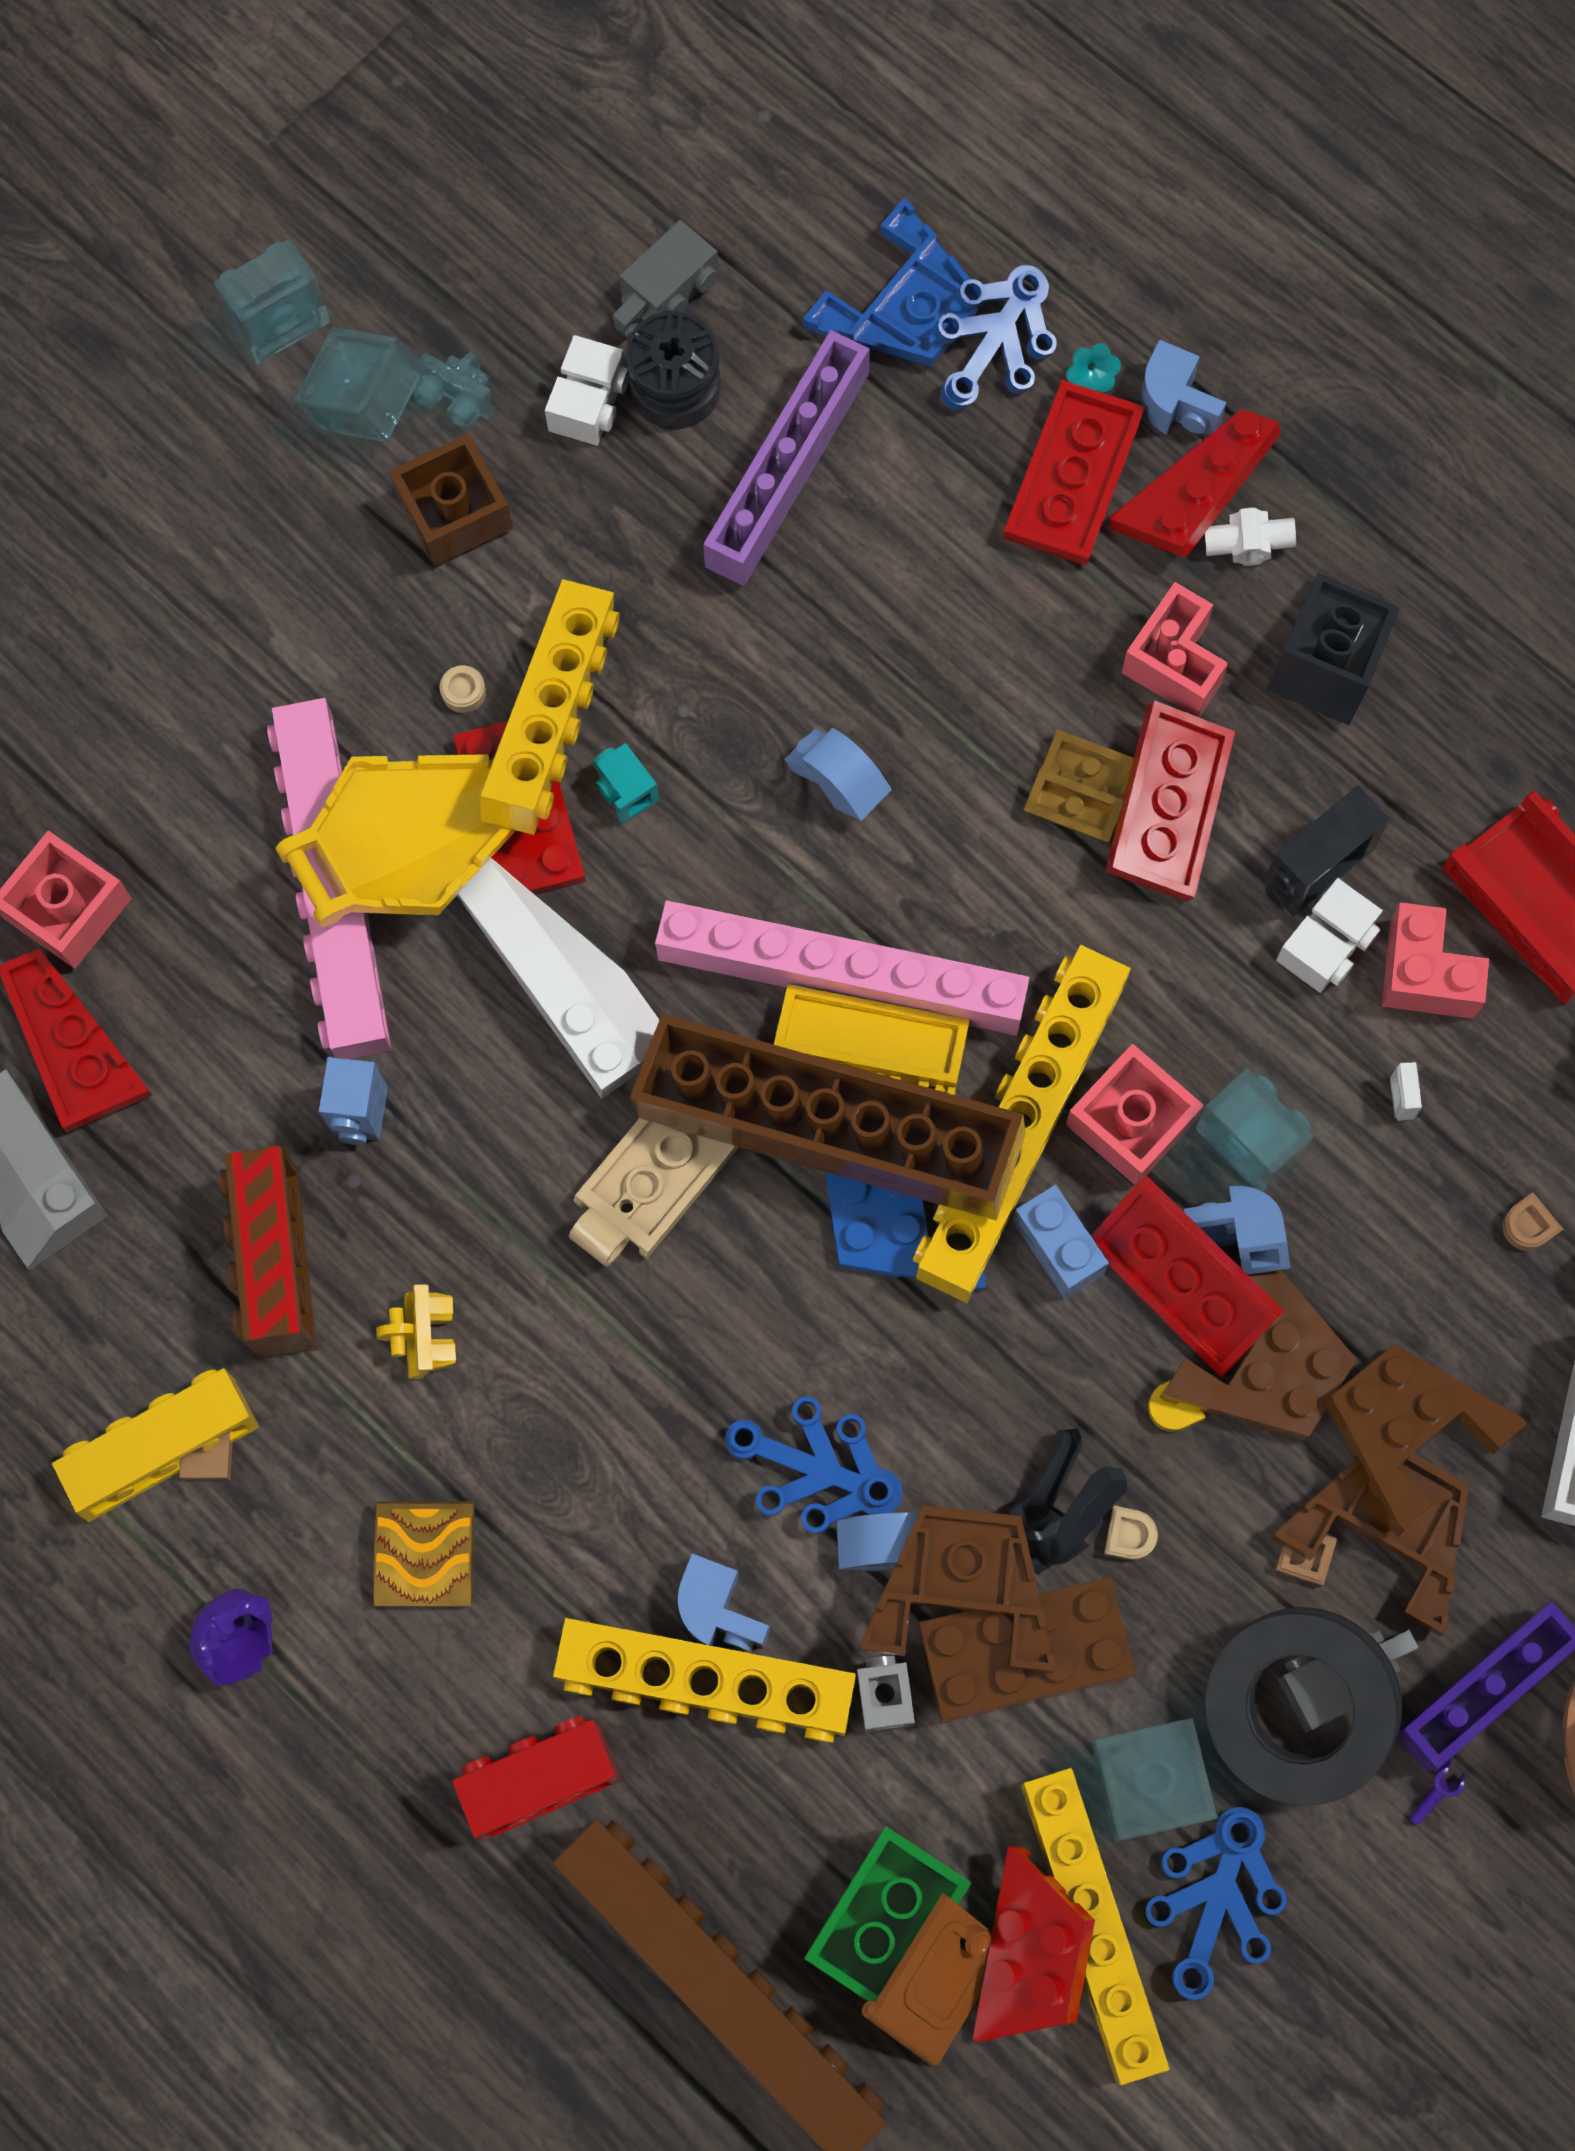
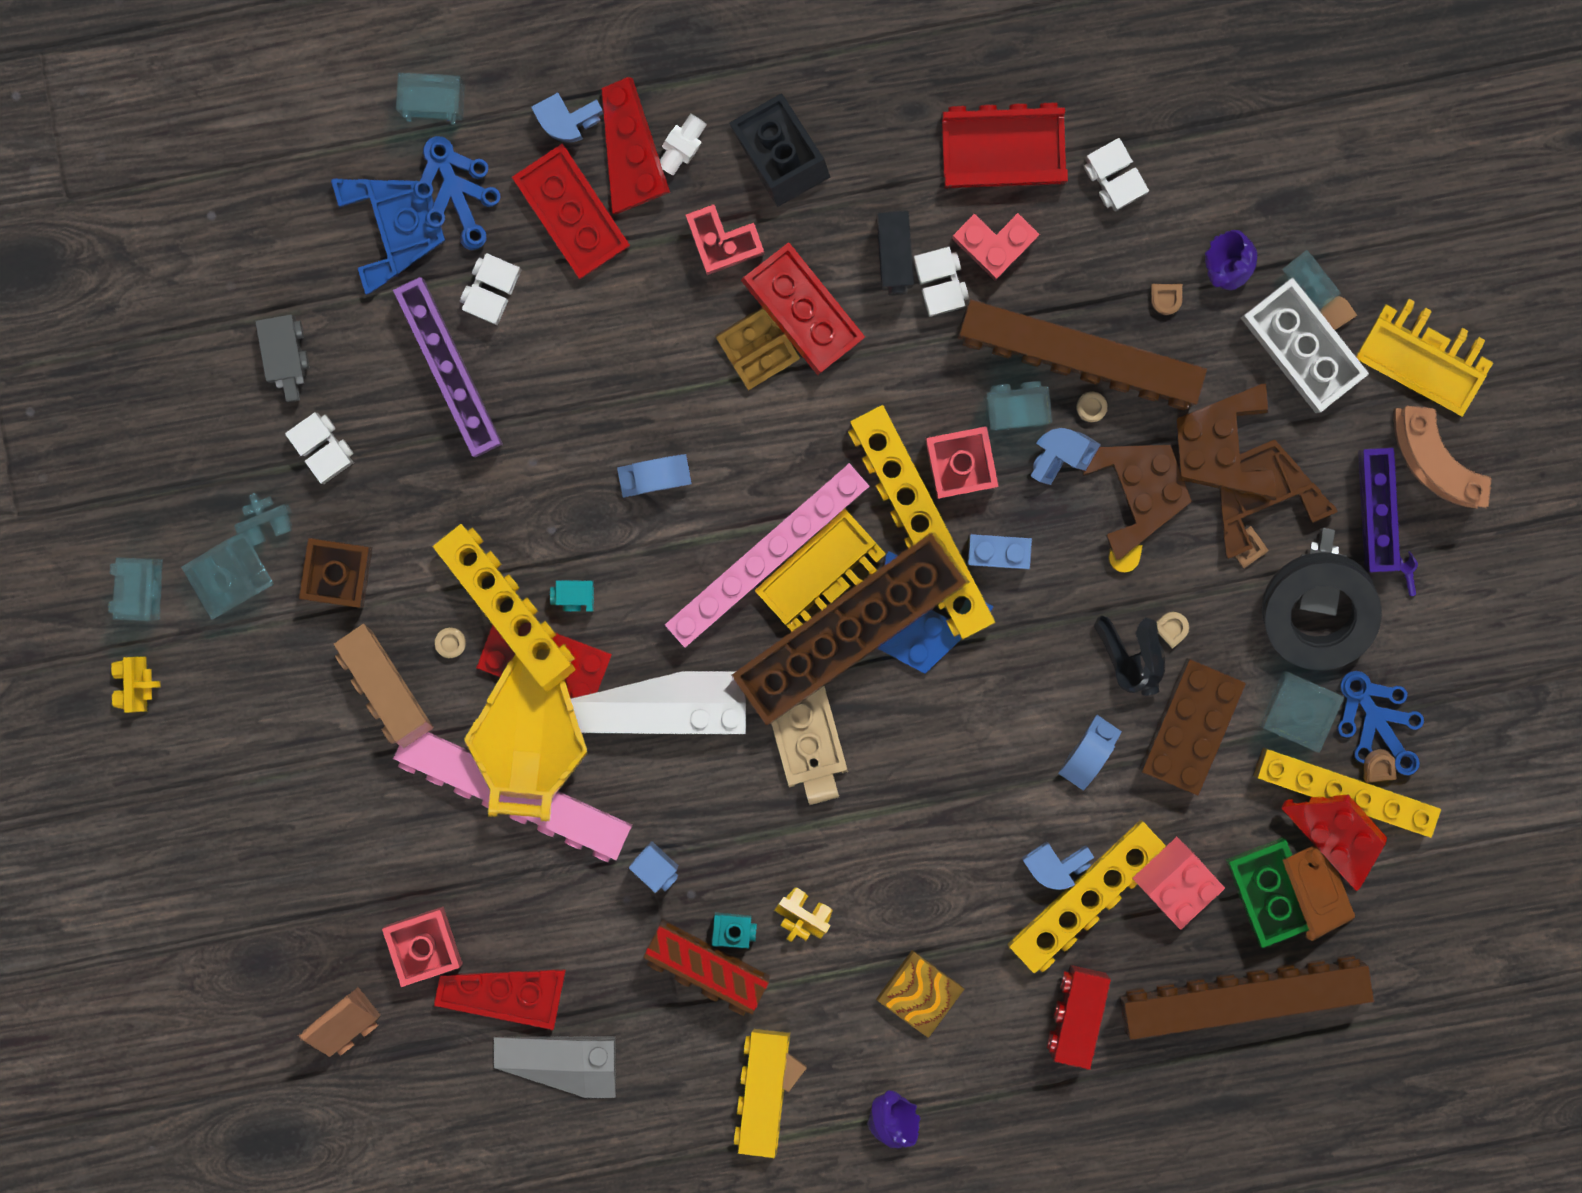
camera: 60 degrees left, 15 degrees up
(158, 379) = (136, 684): none -> yellow hips
(333, 1240) = (724, 922): none -> teal brick
(351, 637) = (383, 686): none -> medium nougat brick
(673, 370) = (364, 396): black wheel -> none
(808, 1781) = (1178, 883): none -> coral brick
(821, 1470) = (1025, 760): blue plant -> none
(888, 1715) = (1173, 814): light grey brick -> none
(936, 440) = (497, 275): none -> white piece
(970, 1565) = (1133, 728): reddish brown wing -> none
(1083, 228) = (430, 96): none -> clear light blue container
(1094, 368) = (517, 153): teal plant -> none
(1160, 1945) = (1379, 766): none -> medium nougat tile
(1185, 1276) = (1065, 502): red plate -> none
(1325, 1230) = (1091, 407): none -> tan tile
(1382, 1162) = (1081, 353): none -> reddish brown brick
(1405, 1091) = (1052, 308): white tile -> none

